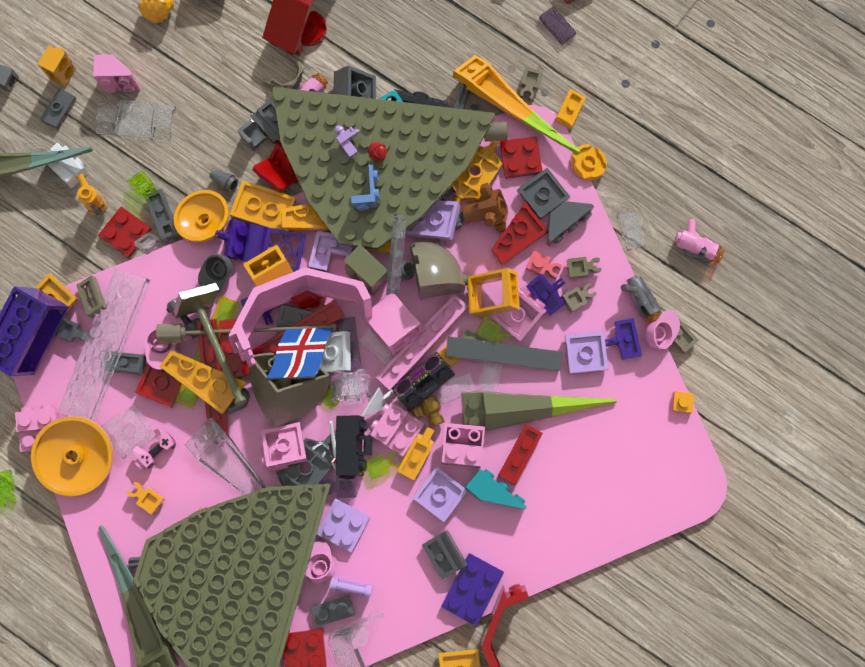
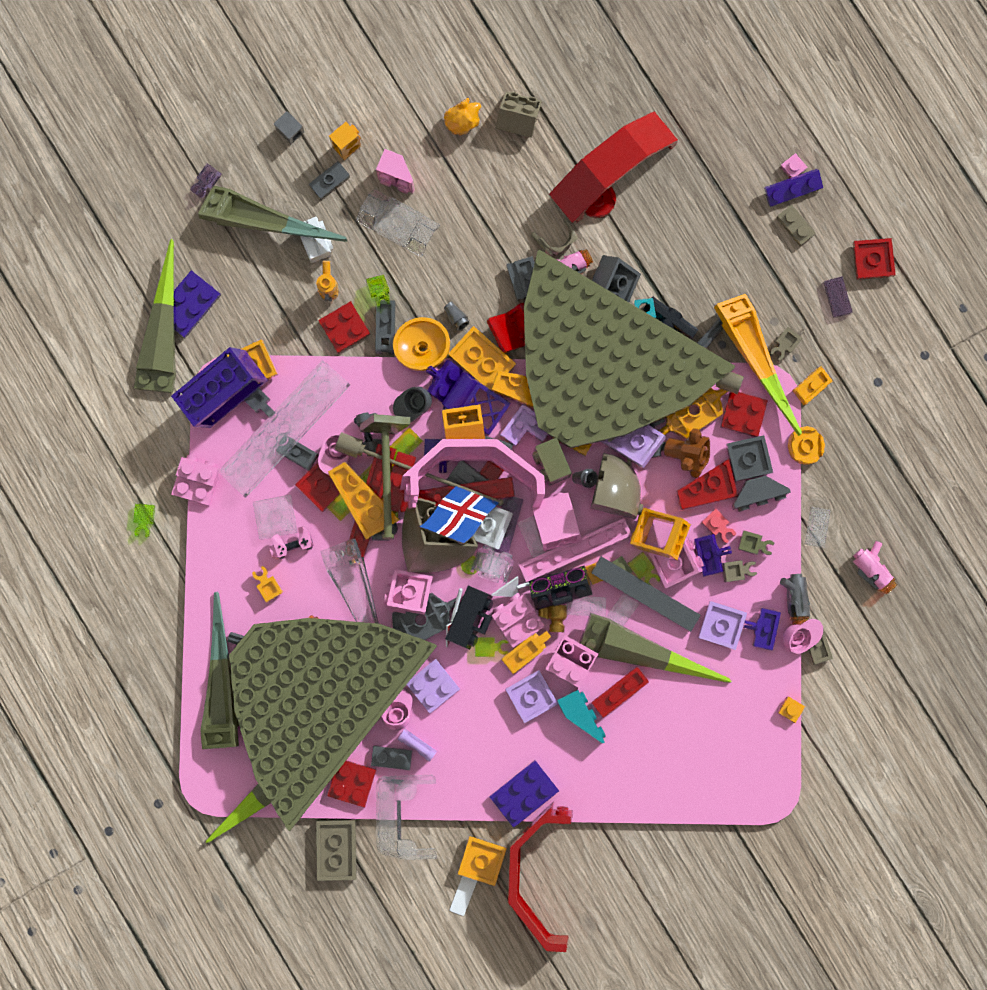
camera: 25 degrees right, 5 degrees up
(72, 456) = (217, 519): light orange dish -> none
(94, 294) = (283, 383): olive tile -> none
(148, 243) = (361, 348): clear plate -> none
(251, 135) = (499, 284): flat silver panel -> none
(304, 299) = (484, 465): red tile -> none
(343, 485) = (448, 651): clear purple plate -> none
(344, 139) = (583, 333): lavender piece -> none
(364, 202) = (575, 400): medium blue bracket -> none
(377, 151) = (609, 357): red plate -> none
(396, 254) = (586, 461): clear slope -> none
(444, 554) = (512, 752): dark grey plate -> none

